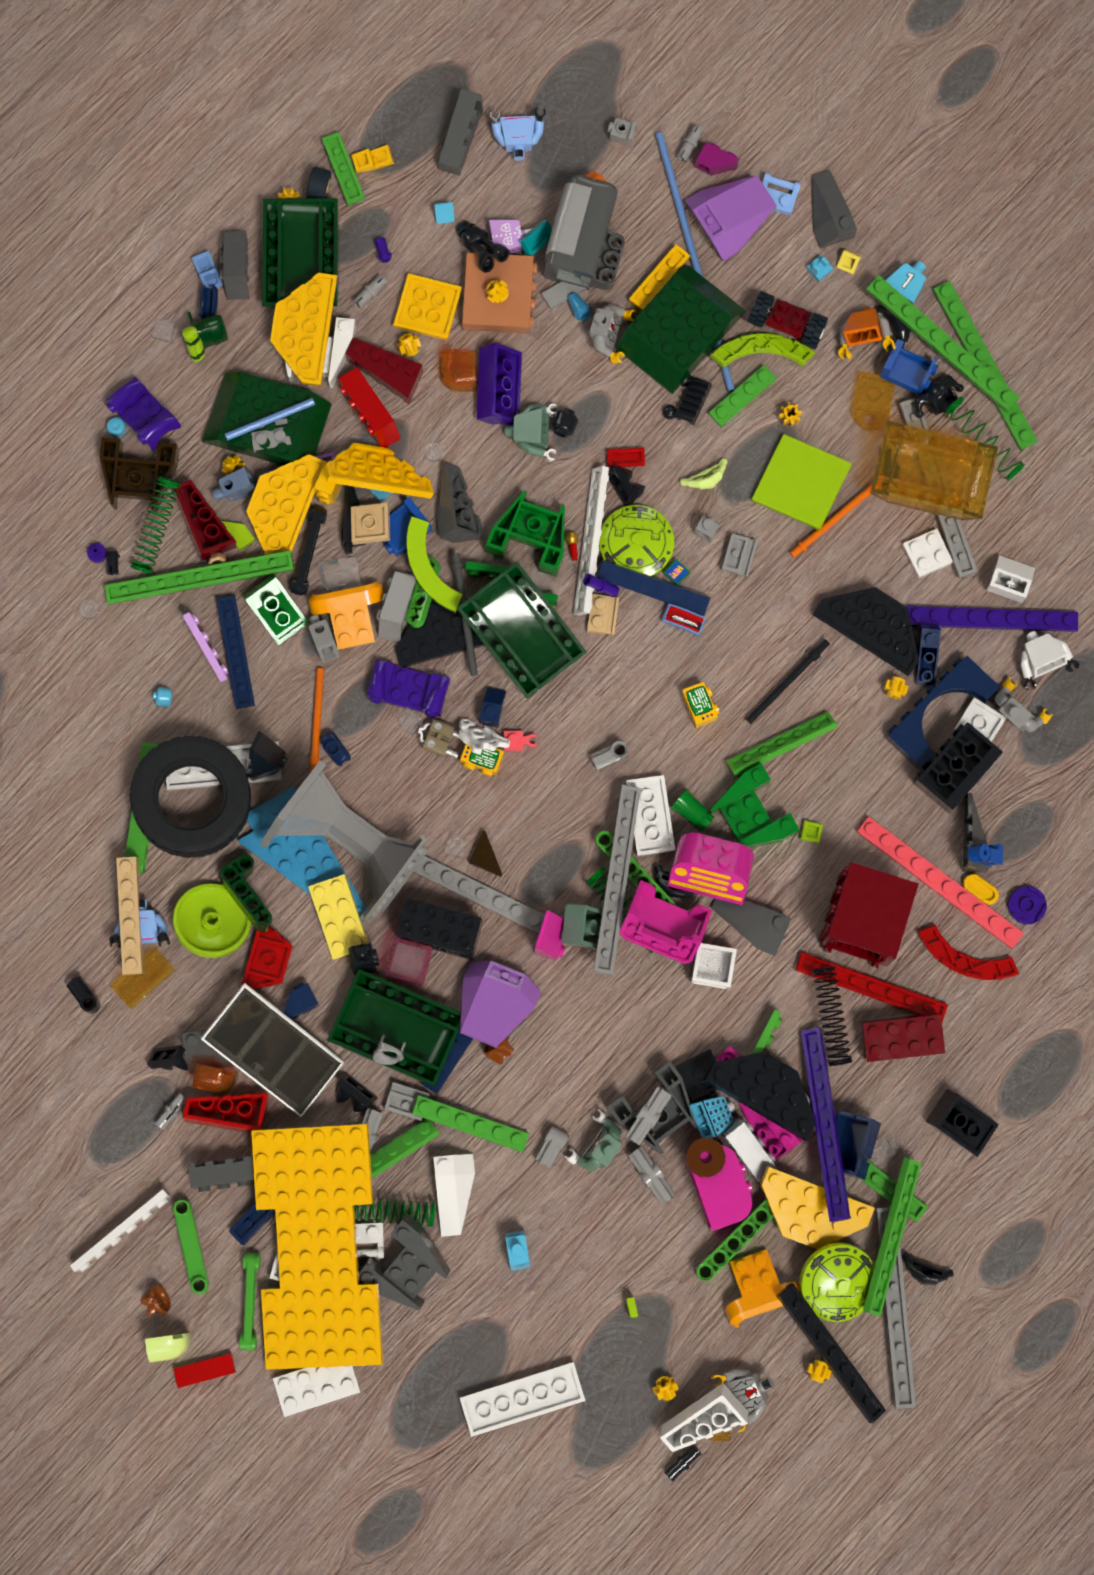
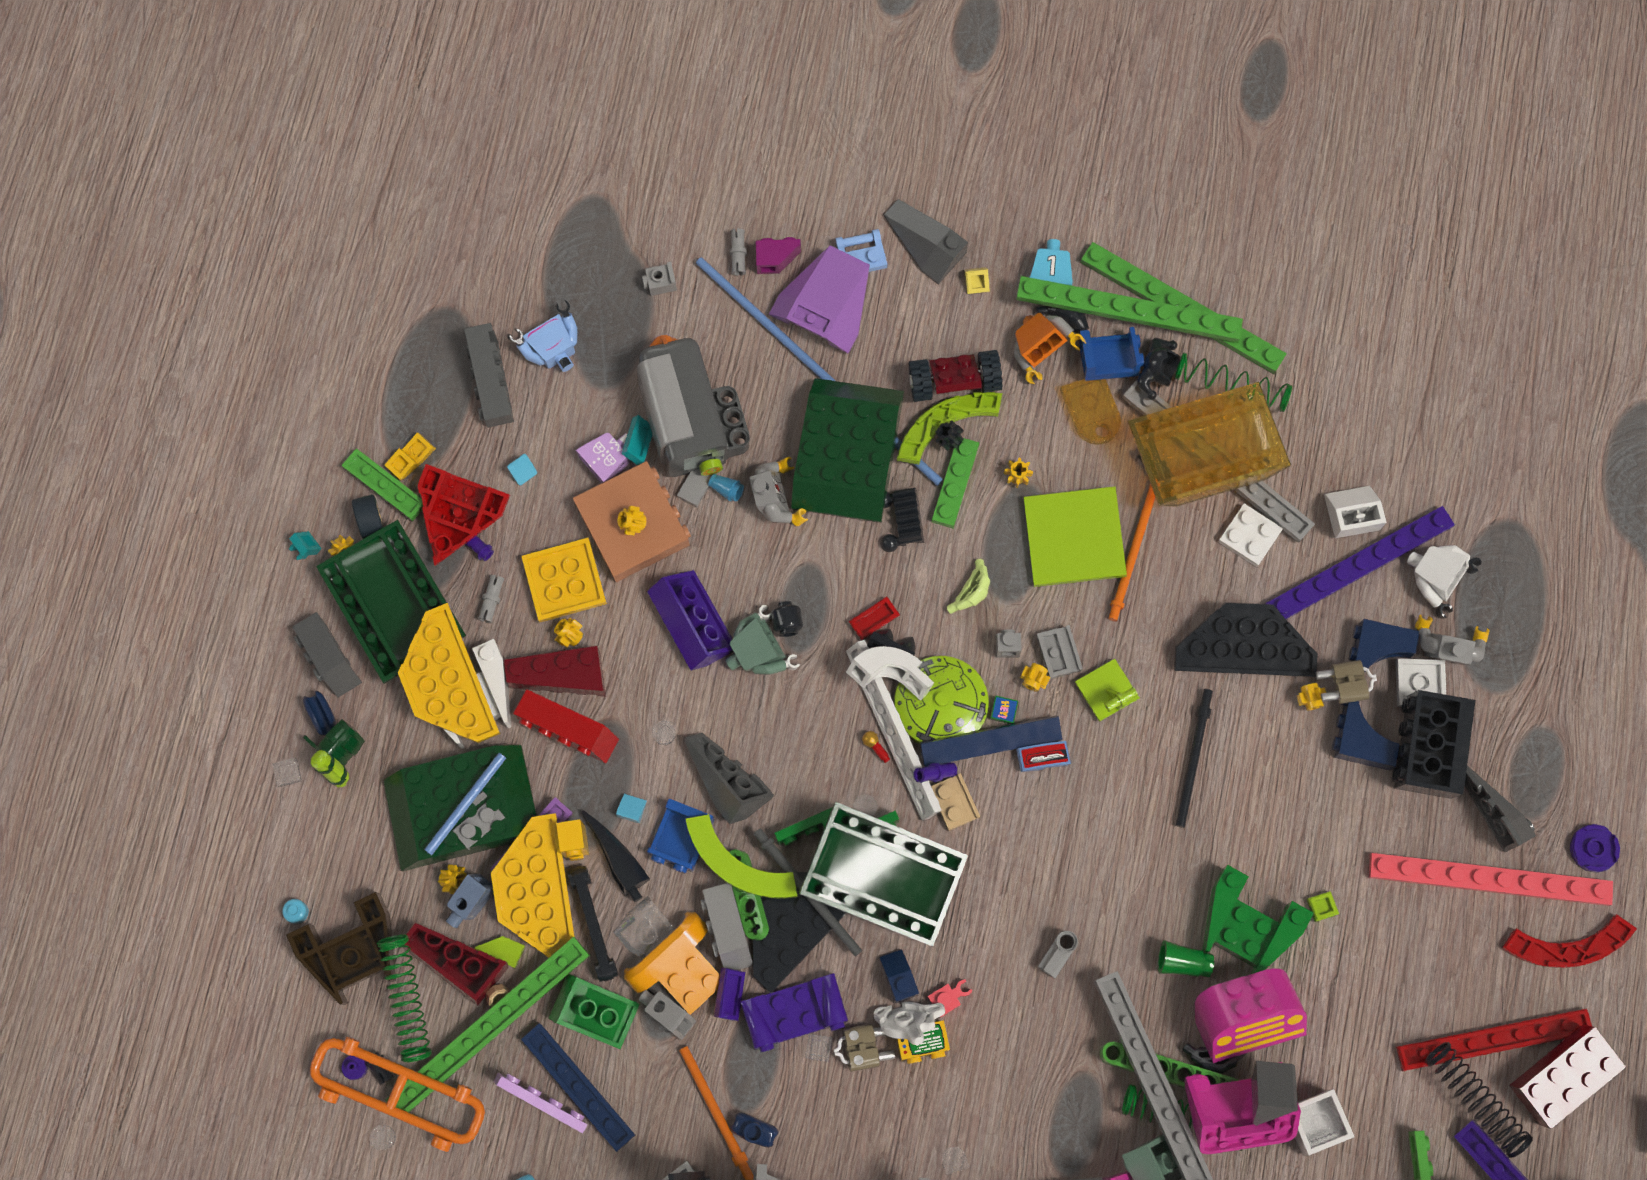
camera: 30 degrees left, 5 degrees down
(73, 558) = (442, 1137): none -> orange bar
(142, 412) = (316, 879): dark purple piece -> none
(207, 270) = (297, 678): medium blue slope -> none
(265, 179) = (305, 544): none -> teal tile
(370, 523) = (644, 853): tan tile -> none
(372, 651) = (729, 994): none -> dark purple tile
(377, 470) = (615, 790): yellow plate -> none
(381, 214) = (456, 509): none -> red wedge
(458, 370) = (637, 629): clear orange brick -> none
(474, 237) = (570, 477): black piece -> none
(484, 856) = (991, 1151): dark brown tile -> none
(532, 527) = (825, 752): green wedge -> none
(576, 286) = (710, 467): none -> lime tile
(616, 493) = (893, 664): none -> white arch
(653, 821) = (1151, 996): white plate -> none
(659, 277) = (792, 409): yellow plate -> none
(692, 921) = (1273, 1091): none -> dark grey slope
(700, 704) = (1120, 838): brick -> none
(711, 562) = (1035, 677): none -> yellow gear
(756, 923) = (1331, 1045): dark grey wedge -> none
(757, 360) = (949, 435): none -> black gear
(757, 600) = (1107, 690): none -> lime plate
(781, 744) = (1231, 830): bright green plate -> none
(819, 268) = (951, 304): medium azure tile -> none
(868, 914) = (1452, 964): dark red piece -> none
(925, 690) = (1349, 682): none -> dark tan piece
(928, 653) = (1317, 632): dark blue slope -> none
(981, 889) = (1536, 860): yellow tile -> none
(986, 854) = (1528, 820): blue leg -> none

